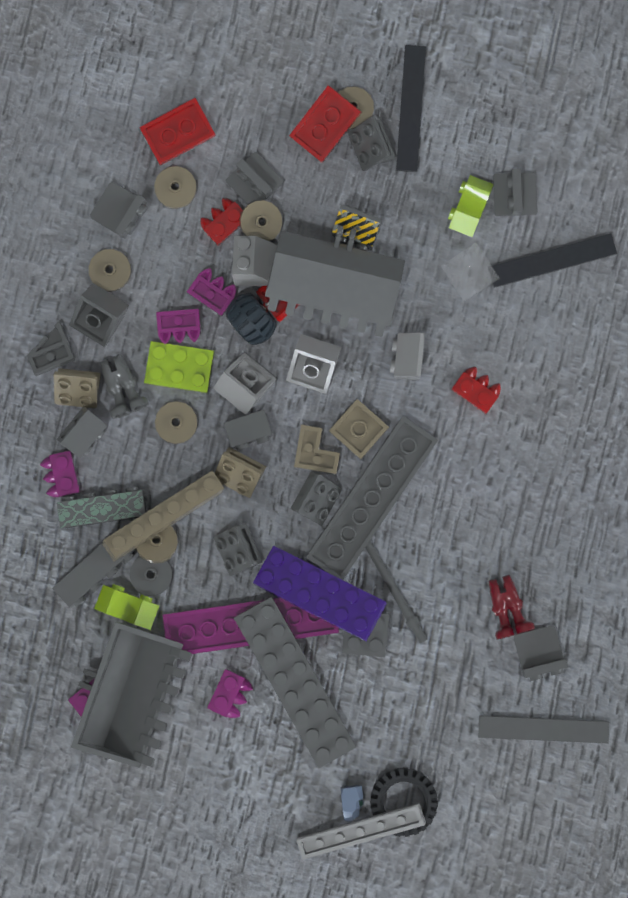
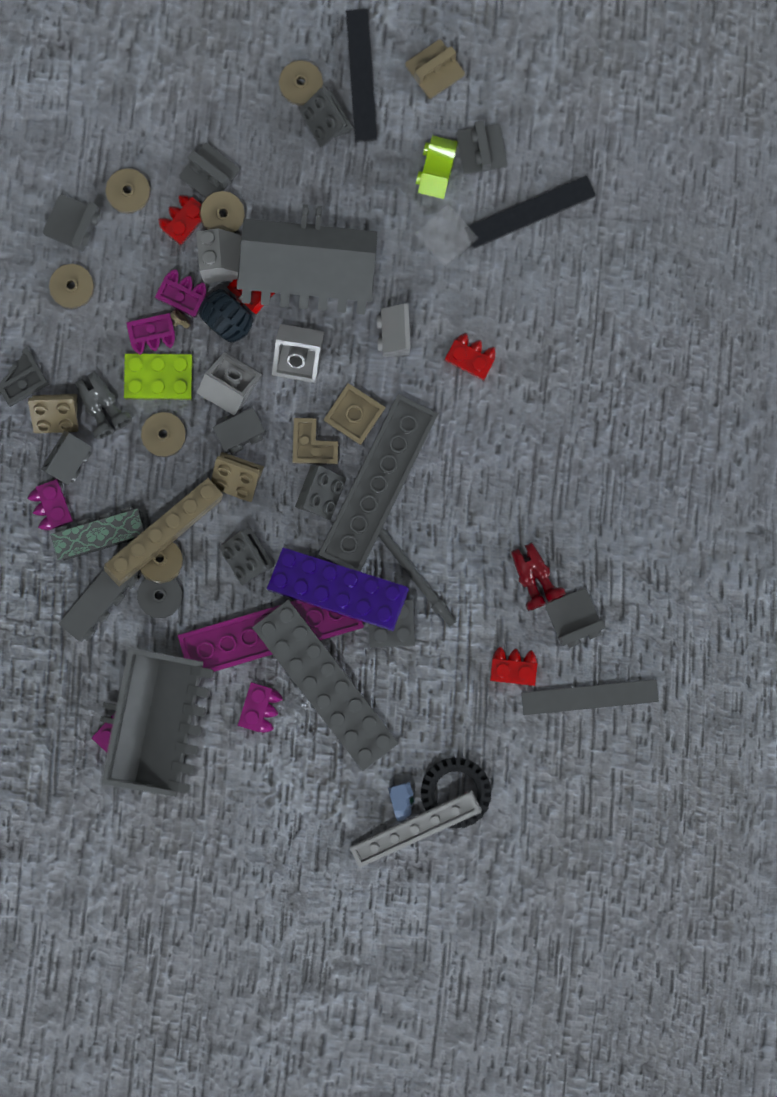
camera: 20 degrees left, 0 degrees up
(98, 314) = (66, 333): dark grey slope -> none
(127, 606) = (139, 632): lime brick -> none
(177, 131) = (121, 132): red plate -> none
(207, 315) = (179, 319): none -> dark tan piece
(325, 123) = (274, 103): red plate -> none
(366, 225) = (331, 200): slope -> none
(475, 692) = (513, 669): none -> red plate
(481, 112) = (435, 68): none -> dark tan bracket

